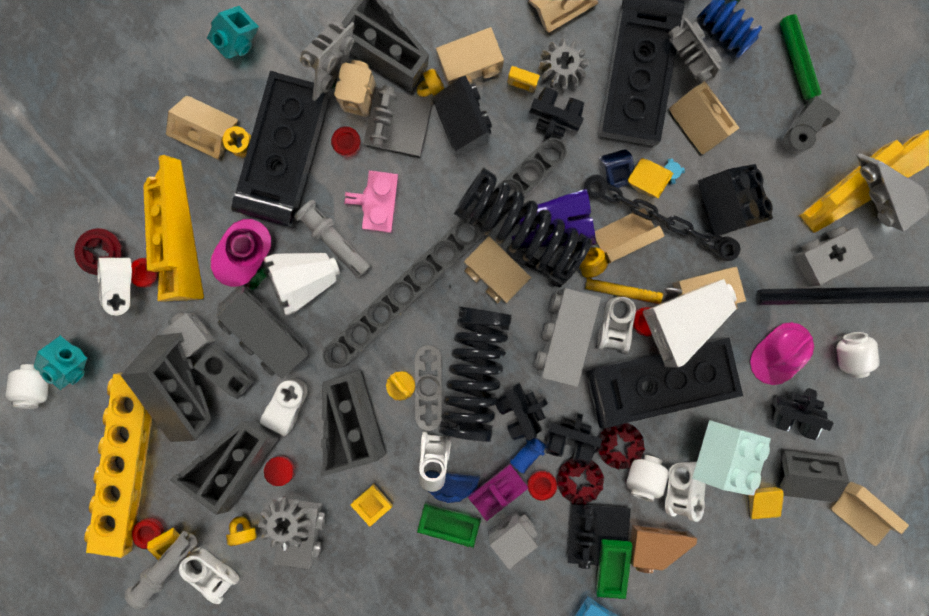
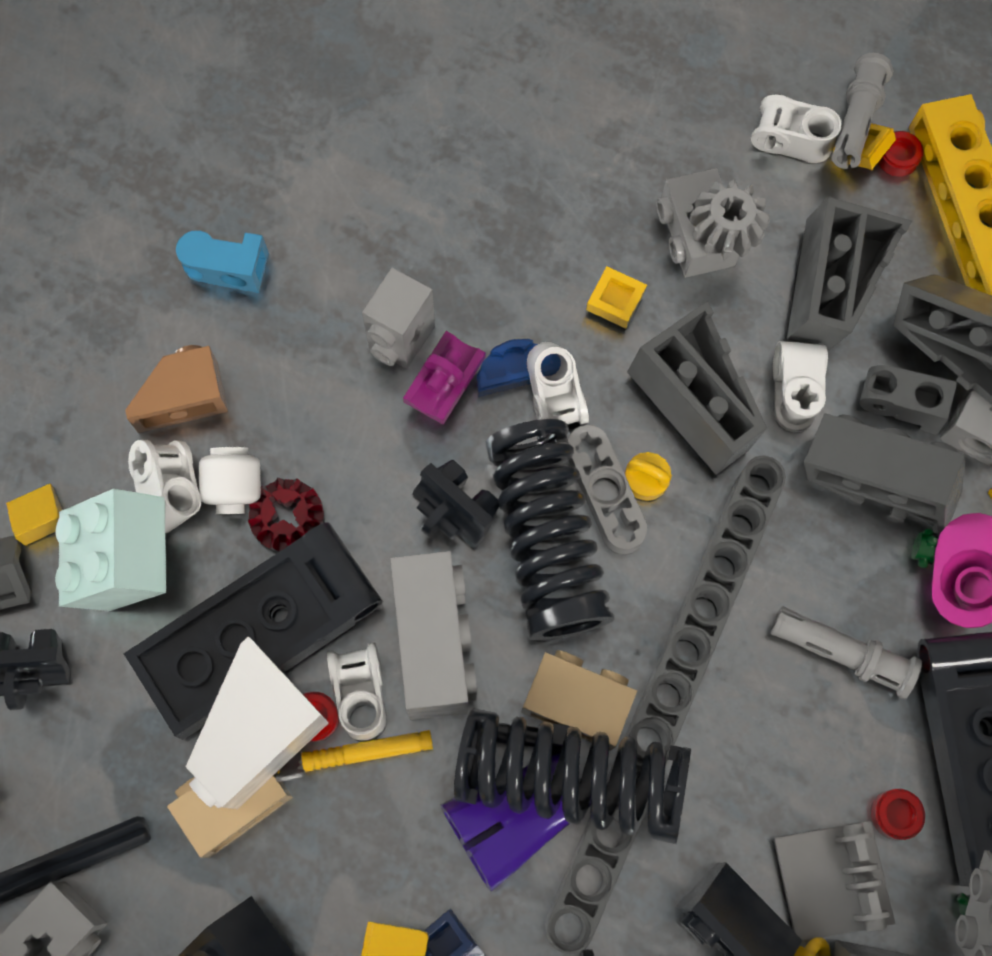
camera: 155 degrees right, 15 degrees down
(243, 536) = (776, 191): yellow tile -> none
(279, 470) = (764, 296): red tile -> none
(300, 277) = (869, 568): white cone -> none
(355, 88) = (930, 902): tan brick -> none
(376, 201) = (807, 737): bright pink plate -> none
(449, 525) = (495, 312): green tile -> none
(528, 454) = (419, 448): blue pin -> none
(542, 485) = (382, 415): red tile -> none
(568, 487) = (344, 455): dark red gear -> none
(585, 444) = (341, 491): black hips -> none
(592, 524) = (272, 376): black hinge -> none
(594, 263) = (433, 775): yellow tile -> none
(613, 569) = (234, 337): green tile -> none
(627, 236) = (394, 842): tan panel -> none
(719, 246) = (236, 894): black piece -> none
(782, 354) = (77, 753): dark pink piece -> none

